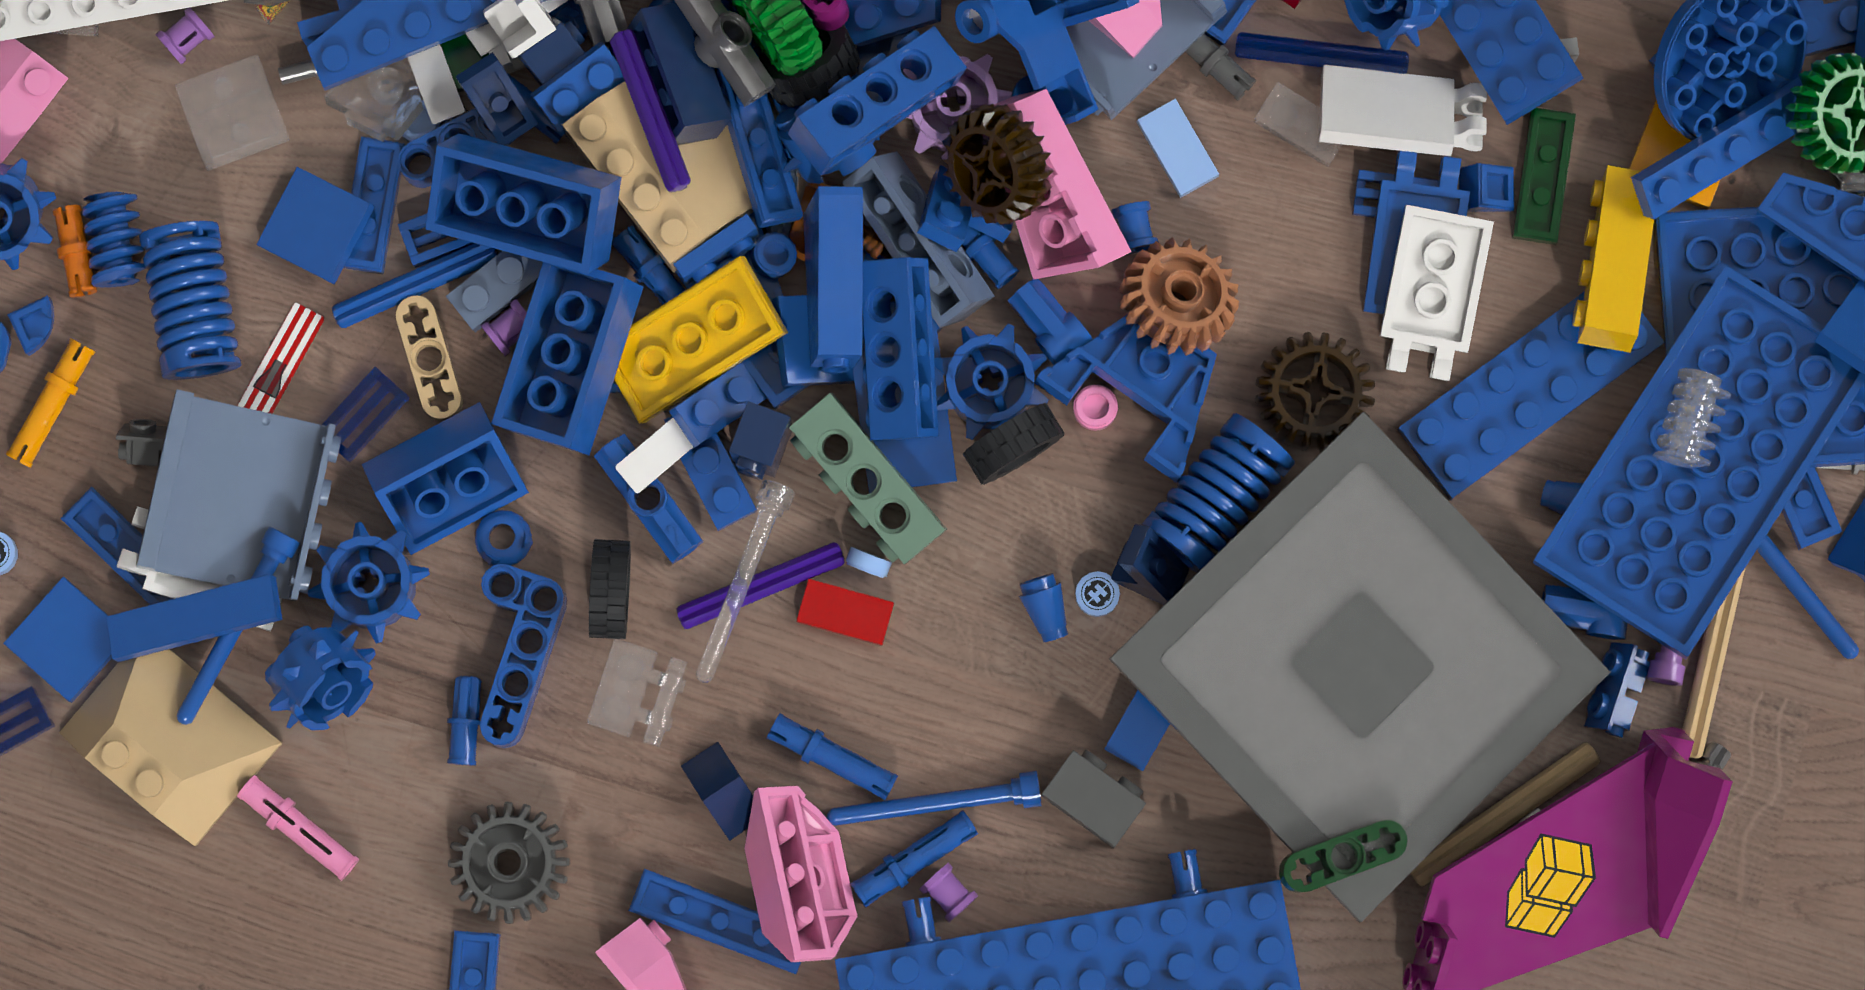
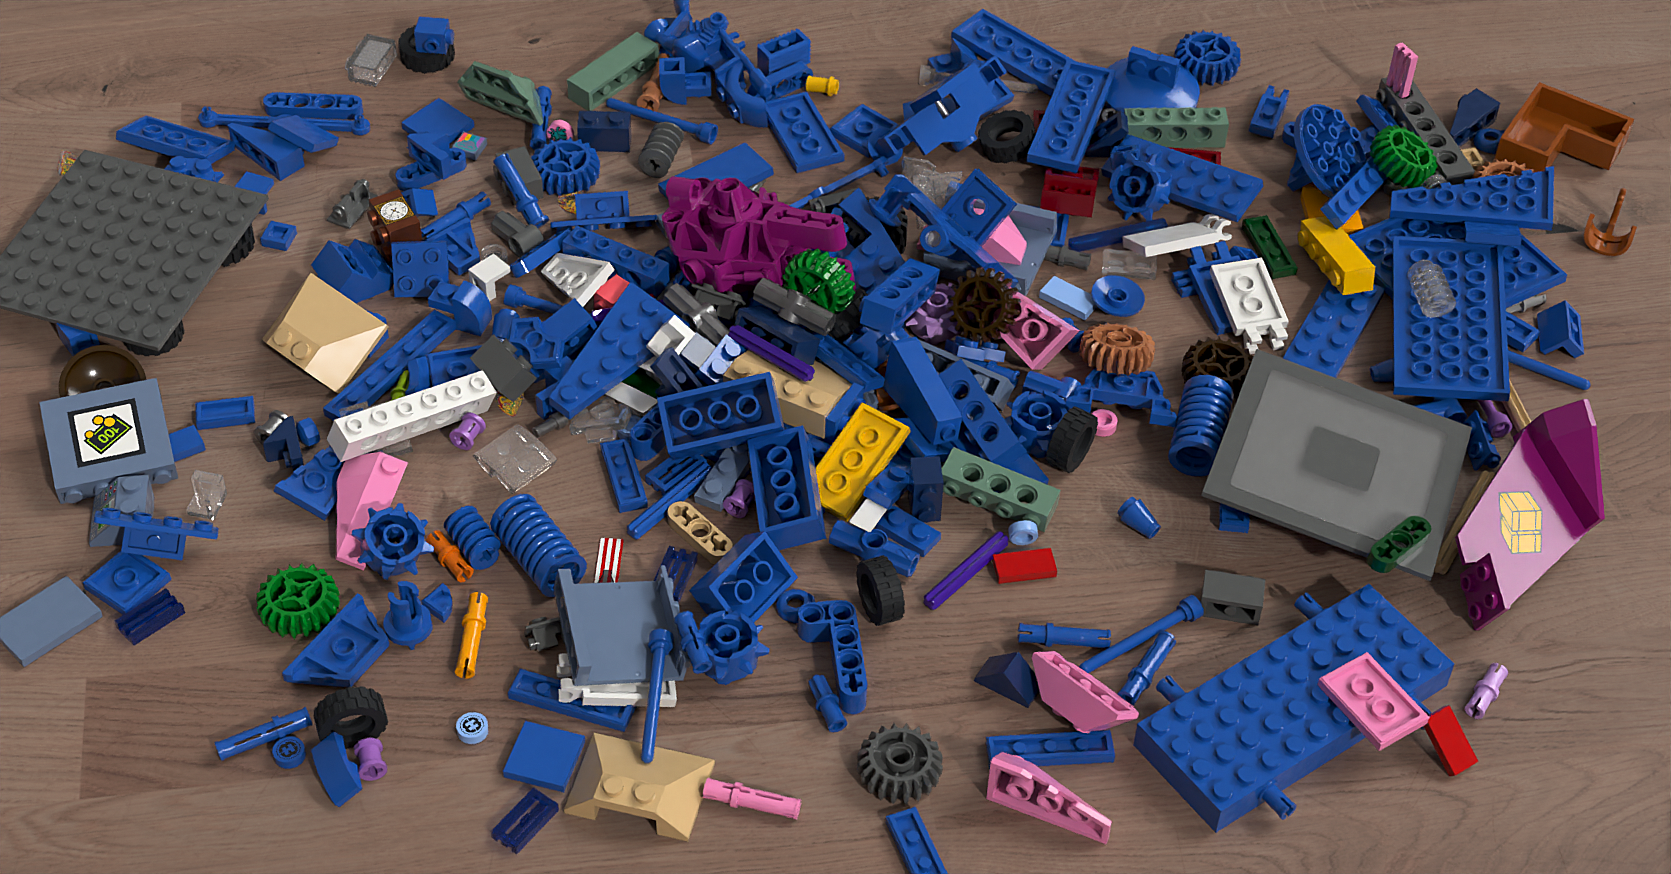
camera: 30 degrees left, 35 degrees down
(194, 618) = (626, 698): blue tile -> none
(309, 610) = (693, 642): none -> blue pin
(315, 225) = (595, 490): blue tile -> none
(320, 677) = (725, 698): blue brick -> none
(623, 689) = (916, 651): clear plate -> none
(773, 255) = (880, 404): blue tile -> none
(773, 501) = (948, 524): clear piece -> none
(948, 892) = (1181, 675): medium lavender bush -> none
(1097, 594) = (1163, 504): light blue tile -> none
(1138, 733) = (1234, 548): blue slope -> none
(1149, 566) = (1185, 475): dark blue slope -> none
(1261, 170) = (1118, 296): none -> blue dish

